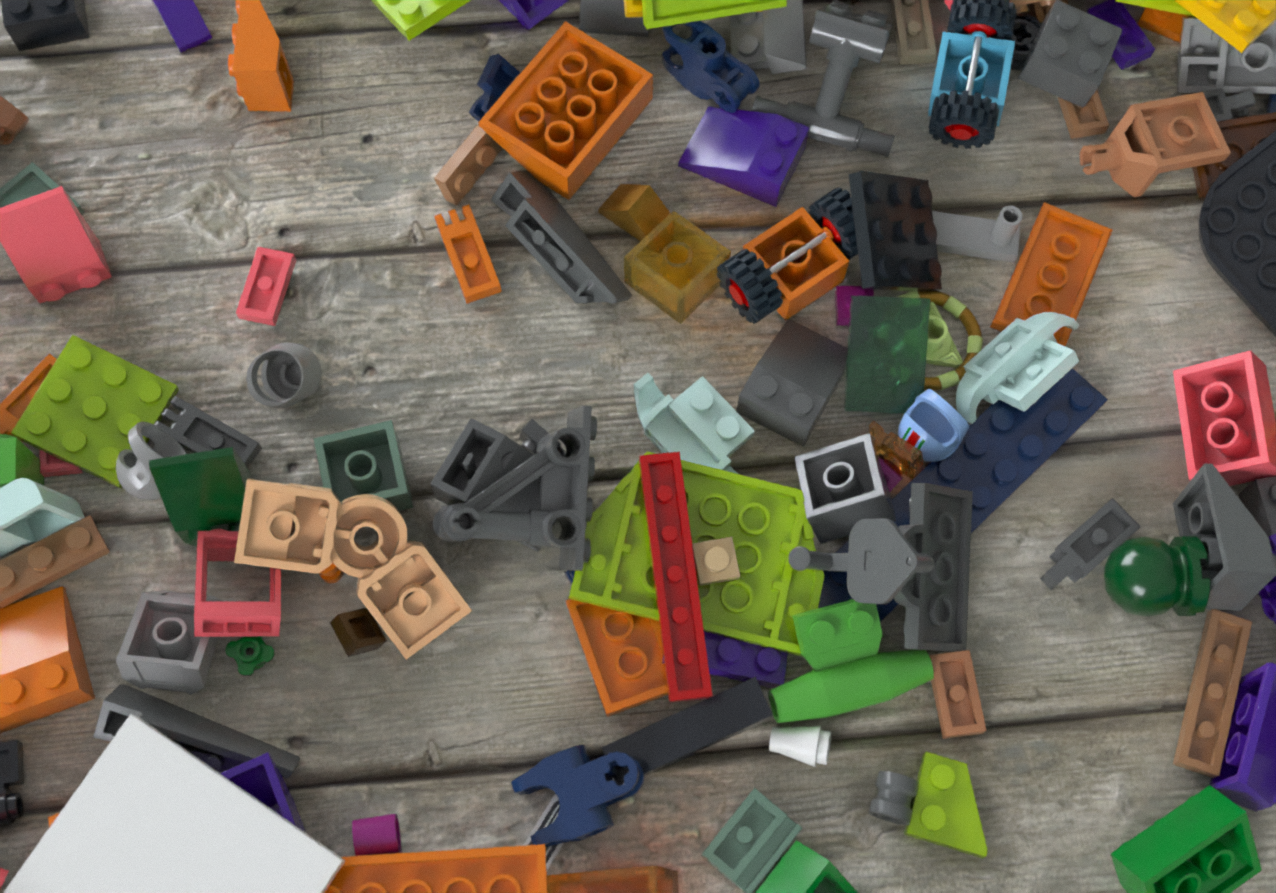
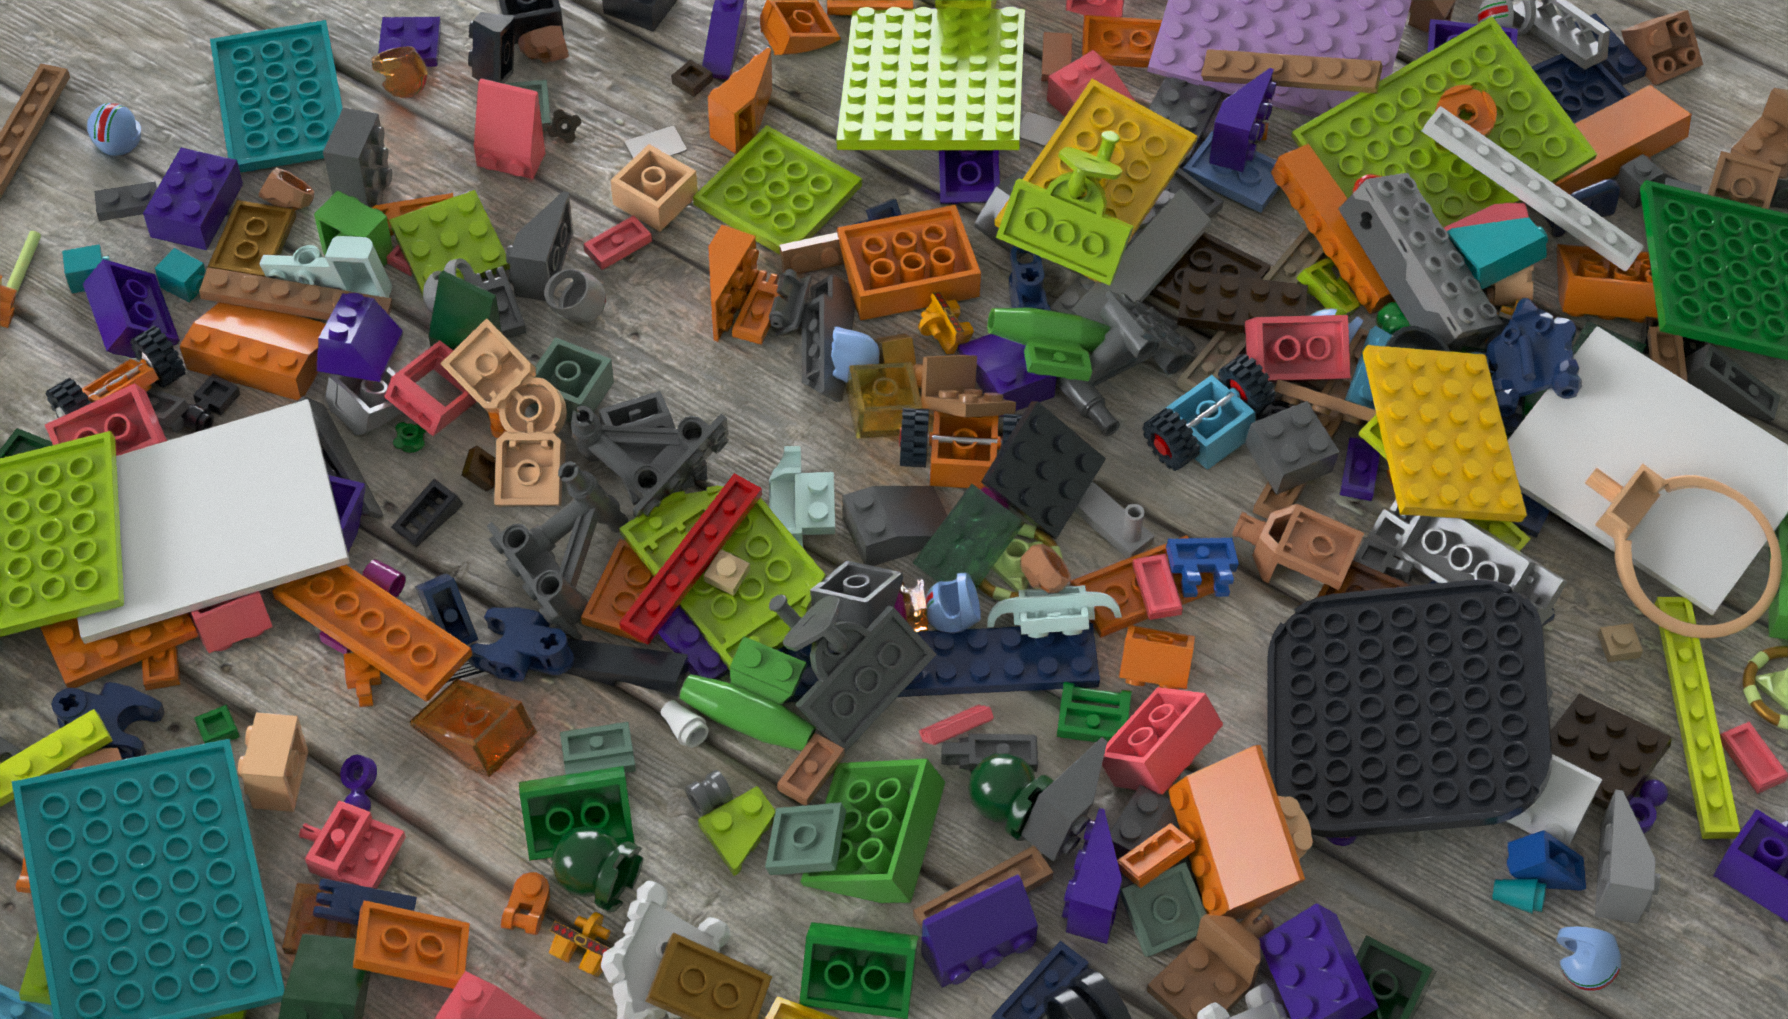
camera: 40 degrees right, 15 degrees down
(86, 195) = (559, 118): none -> dark brown plate
(106, 593) = (358, 339): none -> dark purple slope
(178, 61) = (692, 78): none -> dark brown plate
(203, 156) = (665, 140): none -> white sticker
(206, 362) = (540, 248): none -> dark grey slope
(253, 203) = (654, 187): none -> light nougat brick
(333, 688) = (425, 499): none -> black slope
(371, 123) = (777, 190): none -> lime plate
(417, 246) = (732, 274): none -> orange slope
(468, 814) = (446, 607): none -> dark blue slope
(496, 228) = (787, 312): none -> dark grey hinge
(525, 699) = (531, 550): none -> dark grey plate
(610, 237) = (852, 349): none -> light blue hair
(651, 148) = (942, 322): none -> light orange hips
(739, 221) = (950, 388): none -> medium nougat plate
(785, 95) = (1053, 340): none -> bright green plate
(983, 331) = (1045, 569): none -> nougat rock
(1025, 772) = (805, 839): none -> sand green plate
(1031, 543) = (956, 724): none -> coral tile
(1066, 710) = (884, 828): none -> bright green slope
(1073, 271) = (1157, 587): none -> coral tile
(1083, 215) = (1199, 555): none -> blue plate
(1135, 338) = (1156, 657): none -> orange slope
(1138, 446) = (1091, 721): none -> green plate

